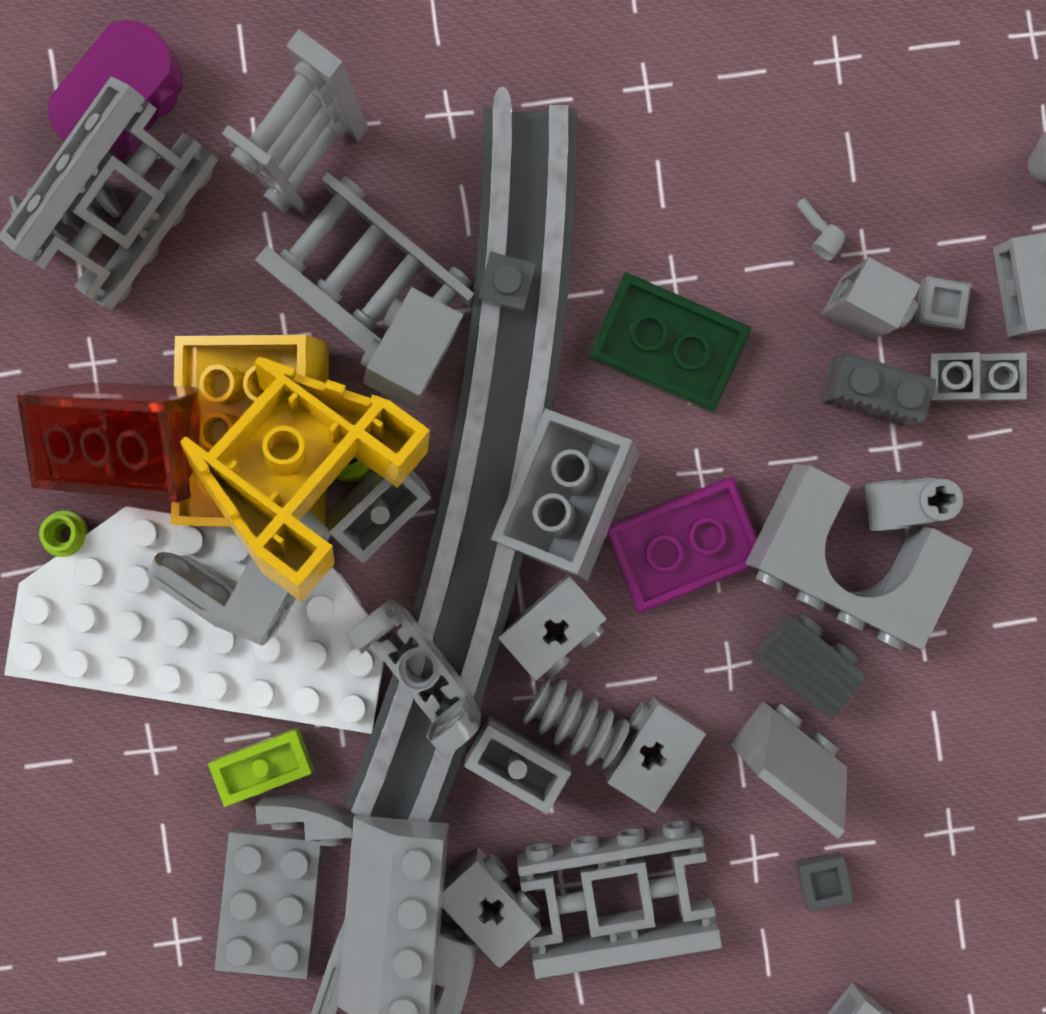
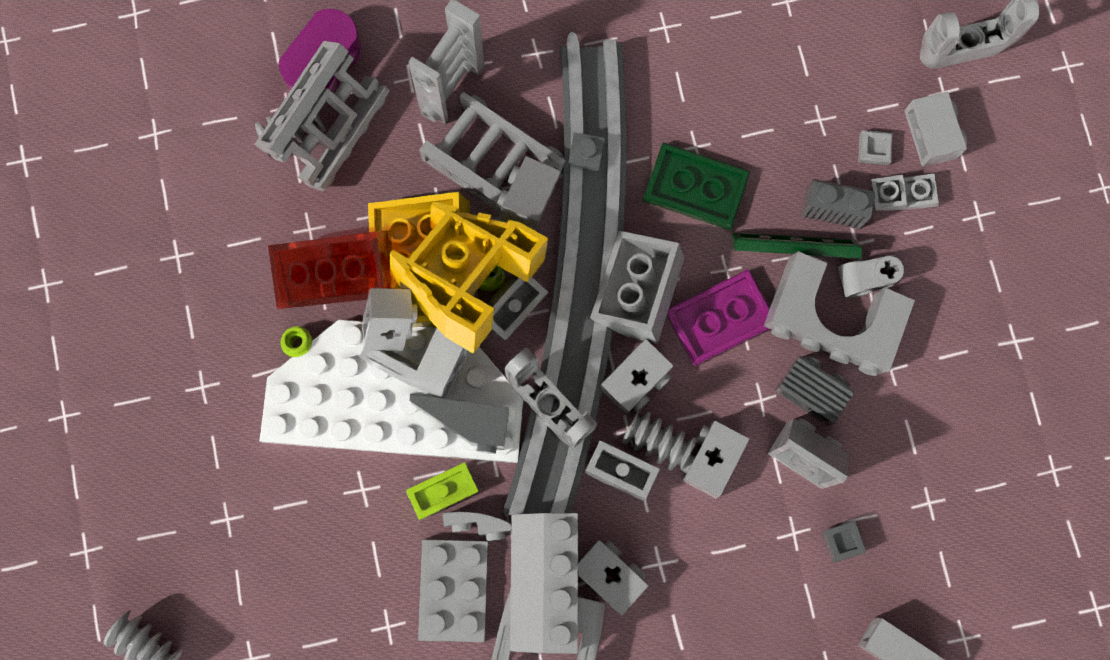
camera: 15 degrees left, 10 degrees down
(181, 532) = (388, 319): none -> light grey brick
(302, 680) = (474, 422): none -> dark grey slope
(626, 935) = (706, 588): light grey fence -> none
(807, 447) = (791, 244): none -> dark green tile
(831, 236) = (795, 110): light grey hand -> none
(872, 300) = (826, 145): light grey brick -> none

